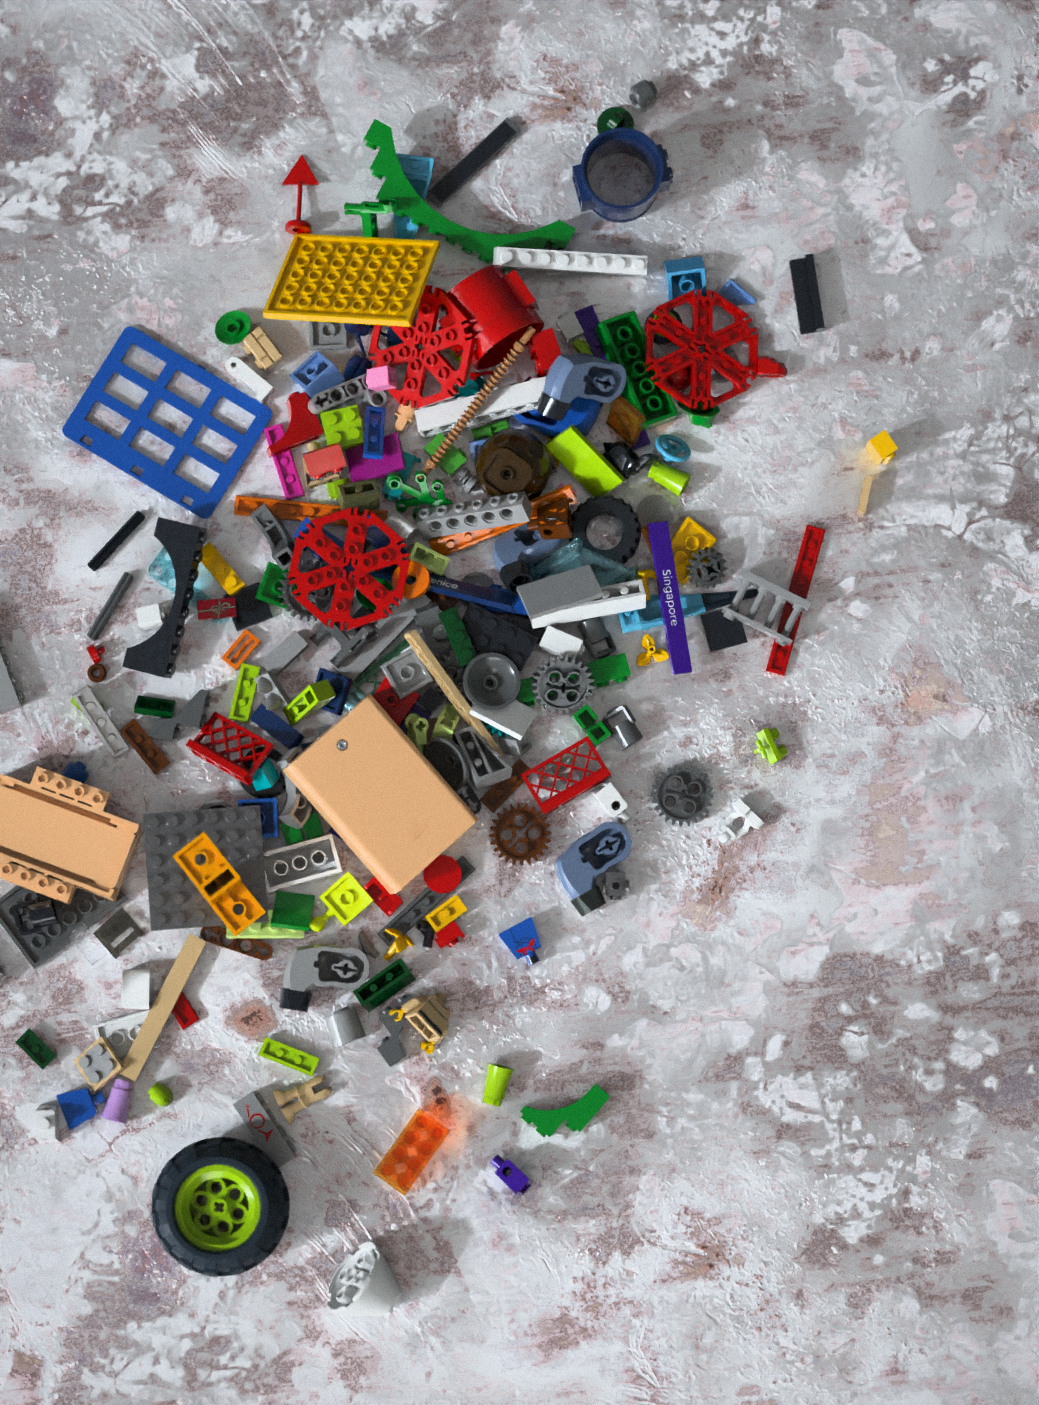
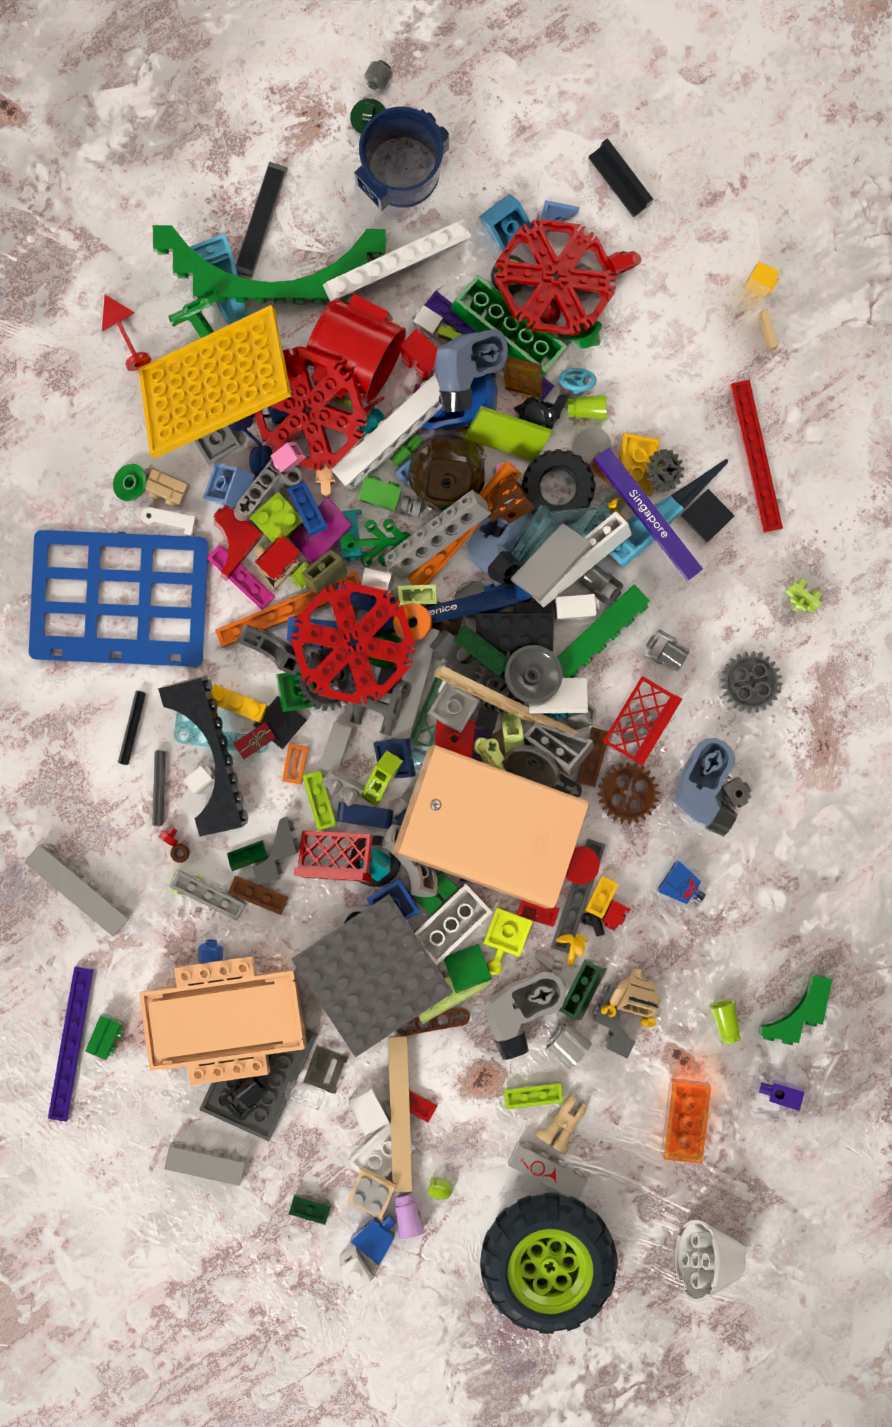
camera: 35 degrees left, 5 degrees up
(219, 884) = (394, 988): light orange bracket -> none
(519, 346) = (396, 361): medium nougat hose -> none
(560, 699) = (596, 642): dark grey gear -> none
(585, 720) = (647, 667): green piece -> none
(606, 795) = (693, 721): white torso -> none
(658, 654) = (649, 565): yellow plant -> none
(751, 819) = (810, 667): white piece -> none
(781, 597) = (726, 460): light grey fence -> none

